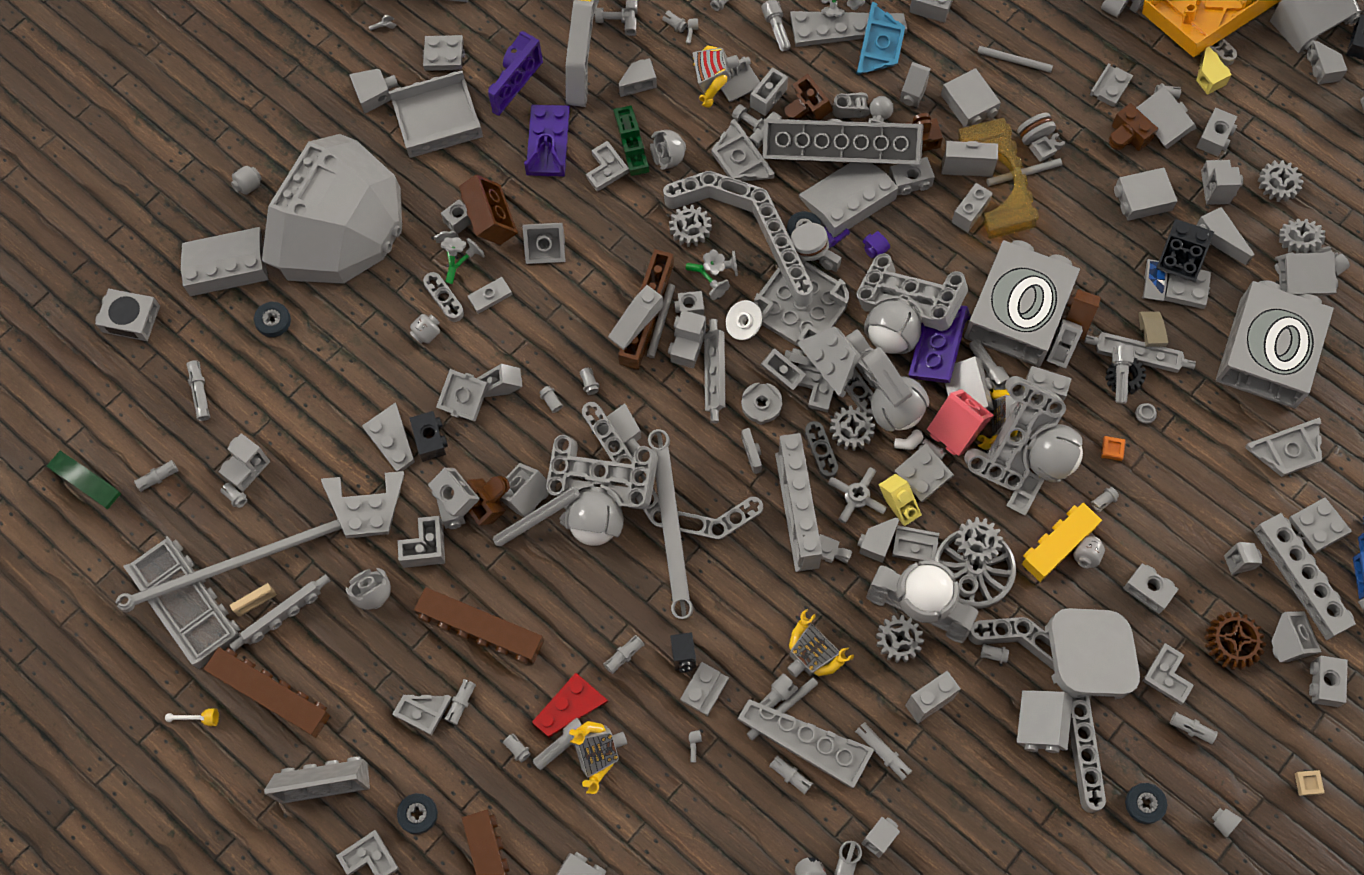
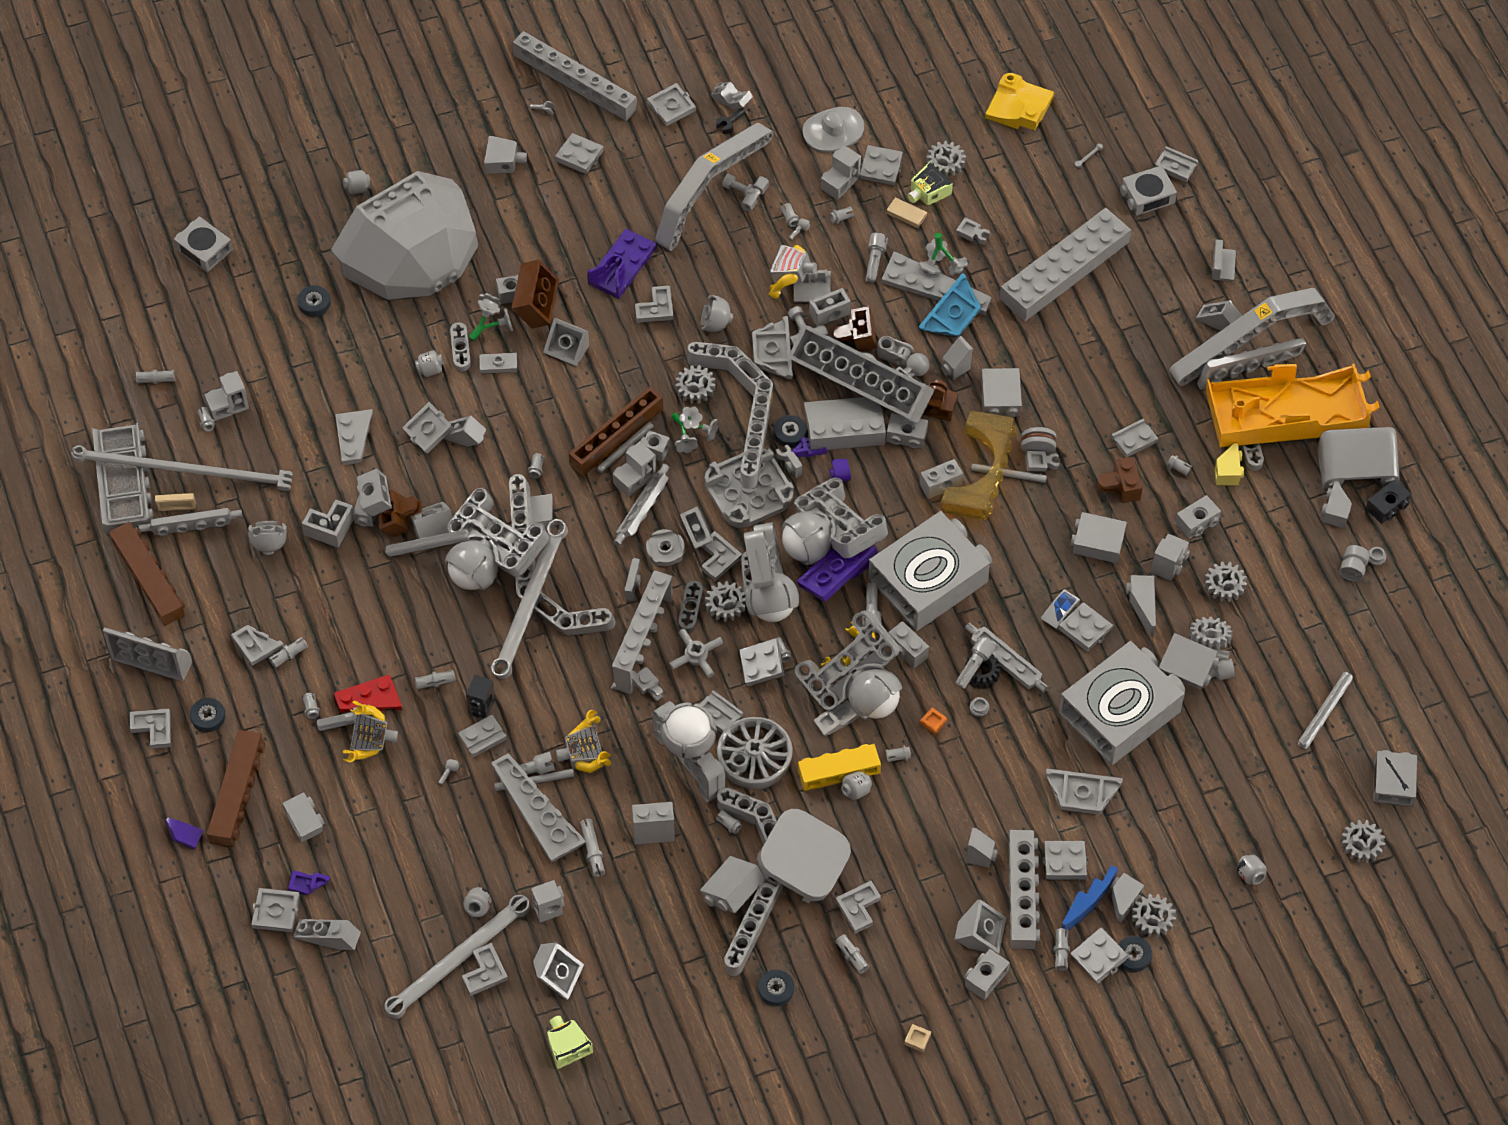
camera: 25 degrees right, 10 degrees down
(83, 479) = (98, 352): dark green slope -> none
(197, 383) = (226, 321): light grey pin -> none
(208, 717) = (92, 570): hinge -> none
(223, 262) = (300, 238): light grey slope -> none
(365, 513) = (298, 480): light grey wing -> none
(426, 424) = (382, 436): black brick -> none
(435, 114) = (542, 200): light grey panel -> none
(479, 625) = (336, 604): reddish brown brick -> none
(518, 70) = (627, 197): dark purple plate -> none
(551, 399) = (497, 465): light grey pin -> none
(631, 140) = (690, 294): dark green slope -> none
(636, 317) = (600, 429): light grey slope -> none
(638, 78) = (727, 247): light grey slope -> none
(737, 318) = (691, 477): white dish -> none
(790, 774) = (509, 829): light grey pin -> none
(798, 356) = (717, 526): light grey plate -> none
(810, 241) = (782, 440): light grey head -> none
(832, 356) = (733, 530): light grey wing -> none
(877, 540) = (691, 691): light grey slope -> none
(900, 499) = (729, 673): light yellow slope -> none
(906, 643) = (663, 766): light grey gear -> none
(911, 442) = (768, 634): white arm -> none
(959, 422) = (813, 633): coral slope -> none
(969, 158) = (963, 438): light grey container -> none
(971, 378) = (837, 615): container -> none
(976, 549) = (776, 728): light grey gear -> none
(1015, 59) = (1065, 379): light grey bar -> none
(1064, 343) = (942, 617): light grey brick -> none
(1082, 310) = (972, 601): reddish brown brick -> none
(1138, 587) = (889, 847): light grey brick -> none
(1154, 329) = (1029, 644): dark tan slope -> none
(1168, 116) = (1160, 484): light grey container -> none
(1185, 250) = (1098, 596): black slope -> none
(1226, 821) = (830, 1031): light grey hat -> none
(1237, 624) = (941, 918): reddish brown gear -> none

